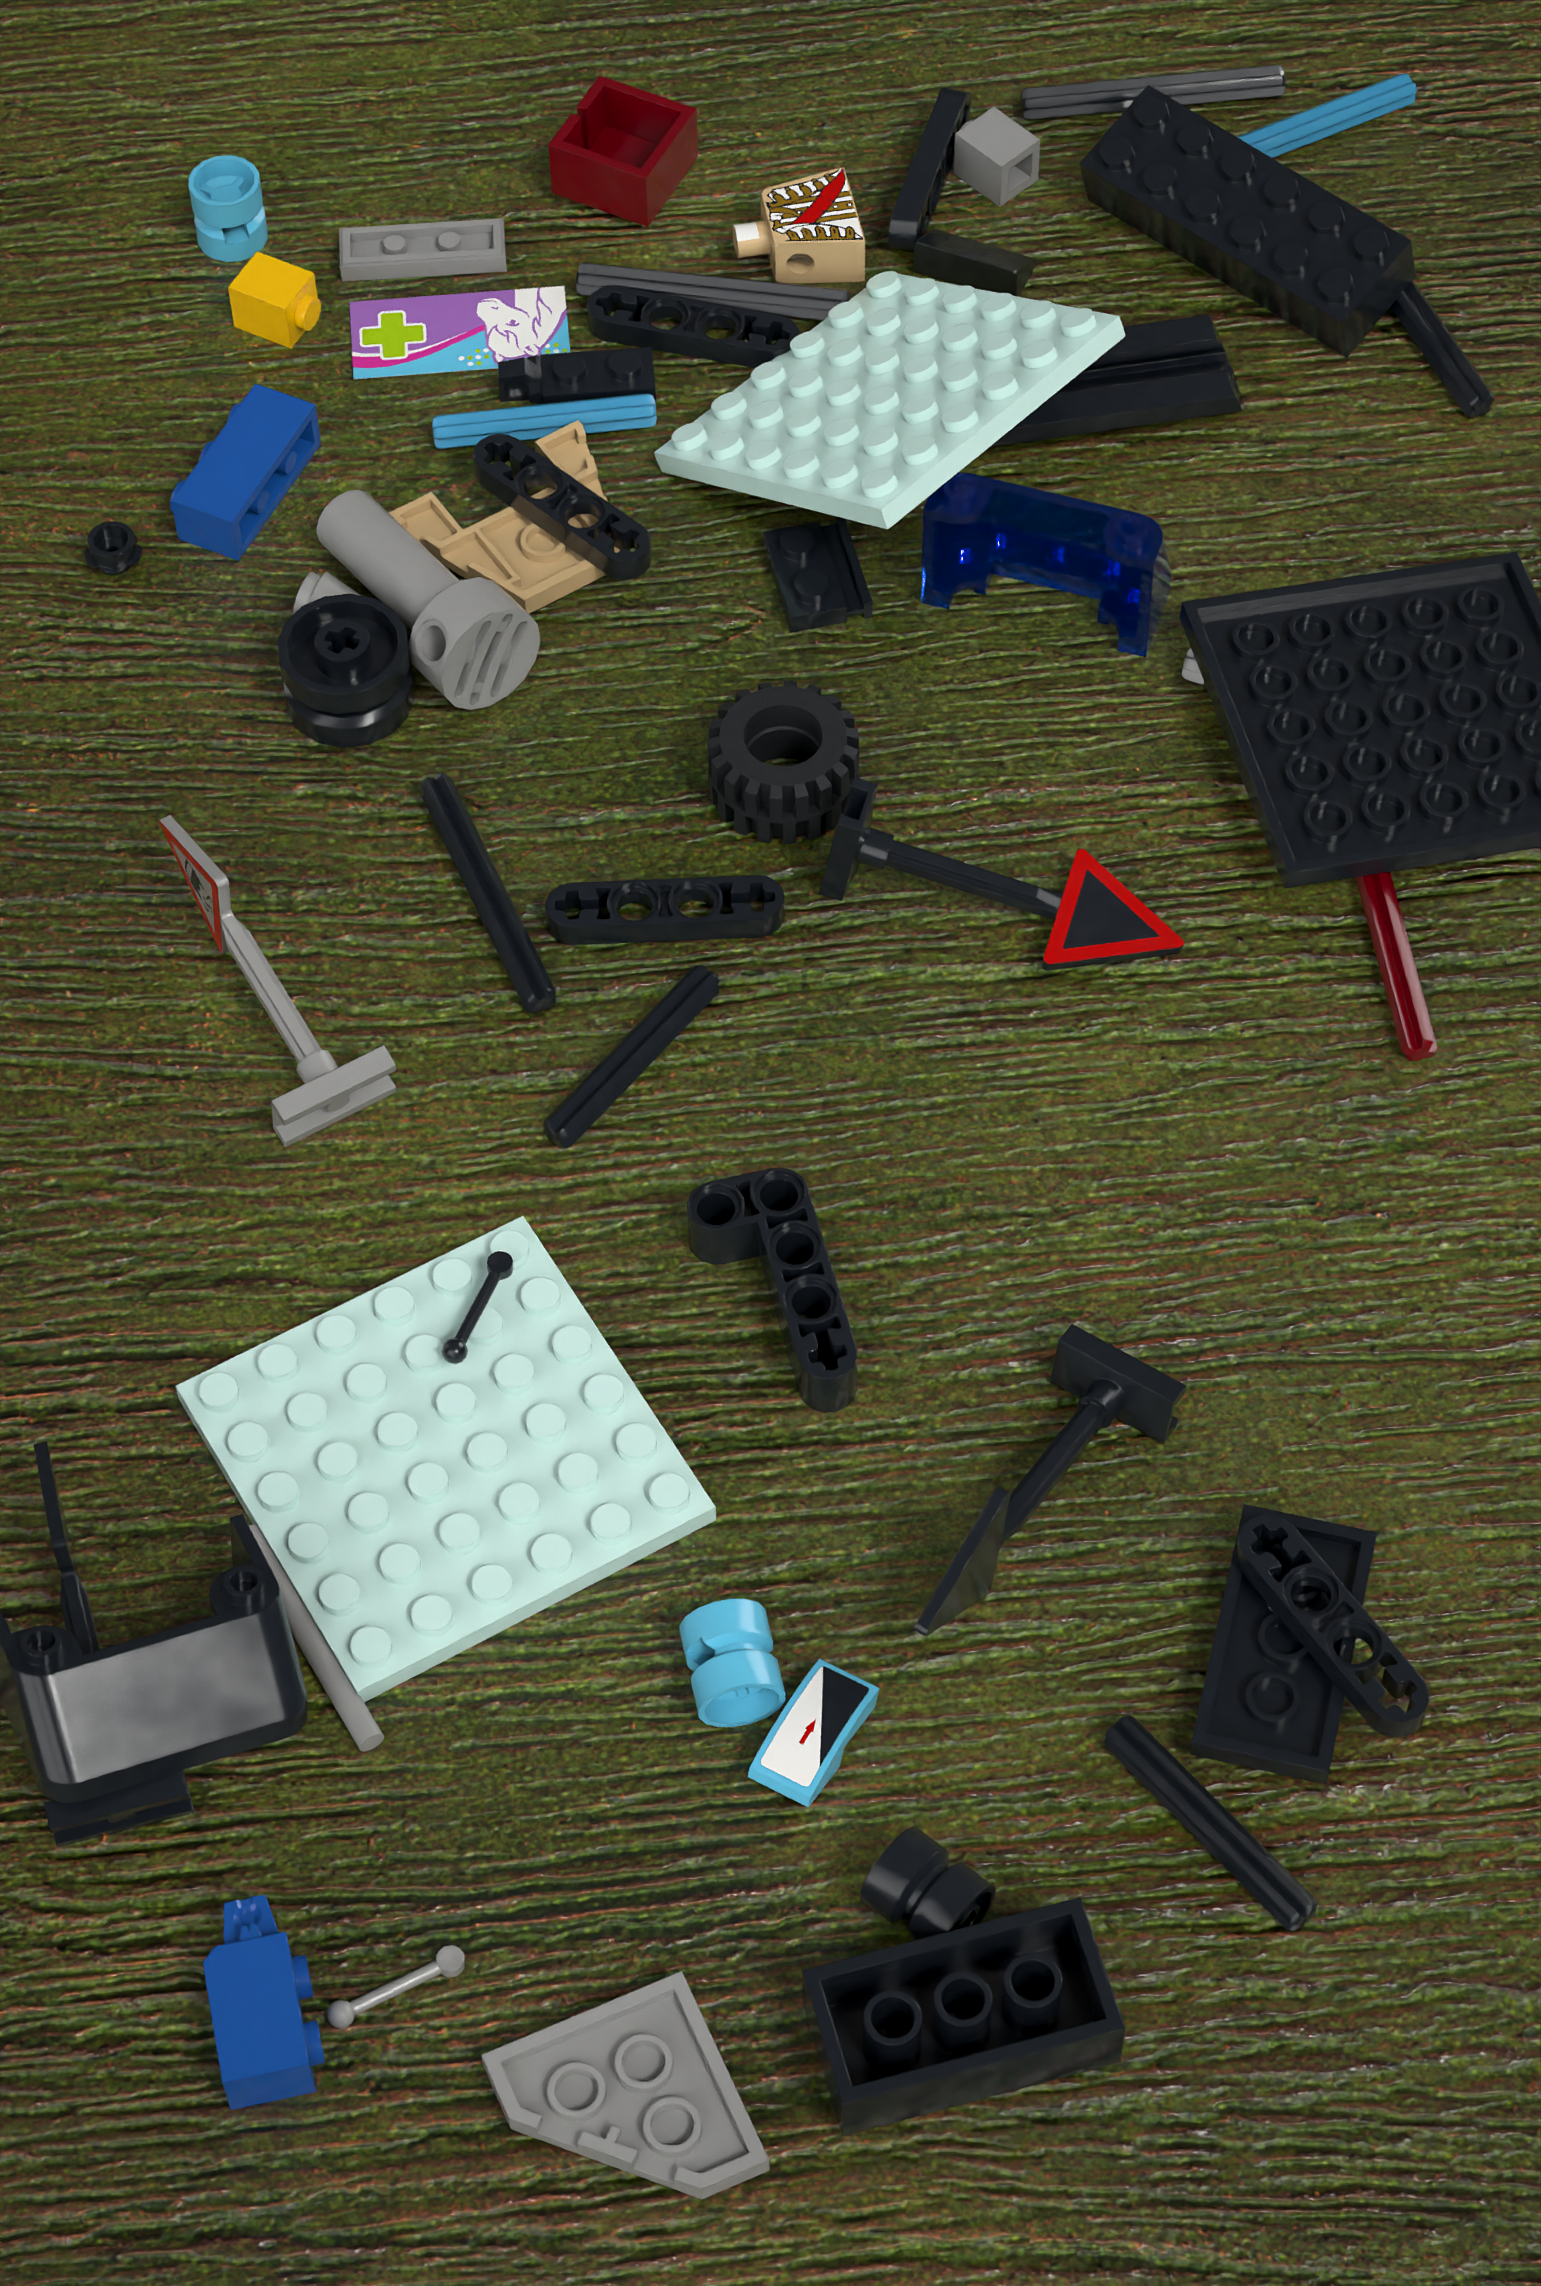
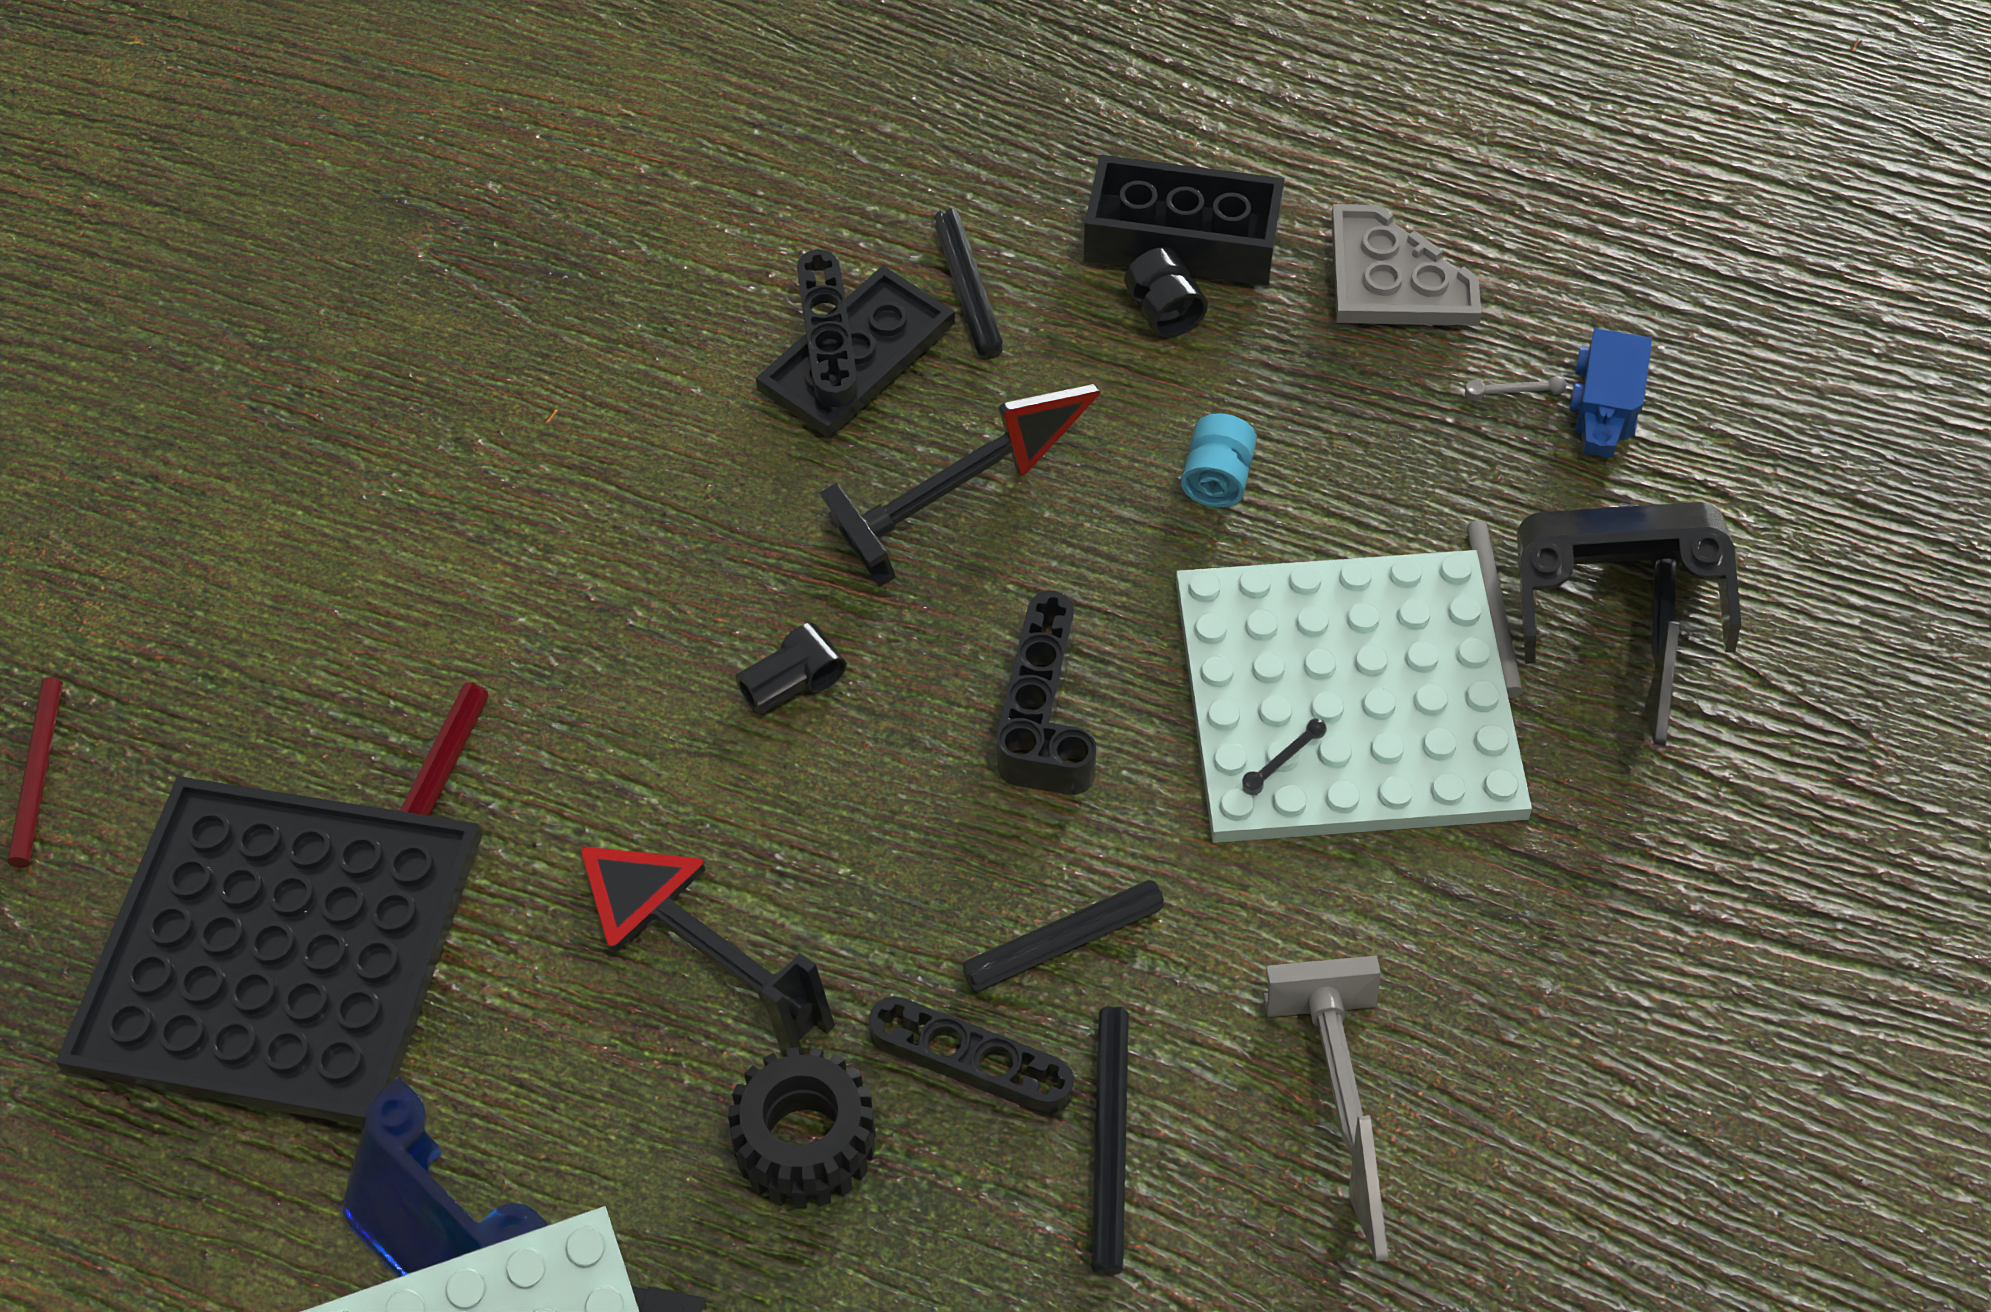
camera: 155 degrees left, 0 degrees up
(812, 1732) = (1173, 417): slope -> none
(1085, 1209) = (802, 662): none -> black piece

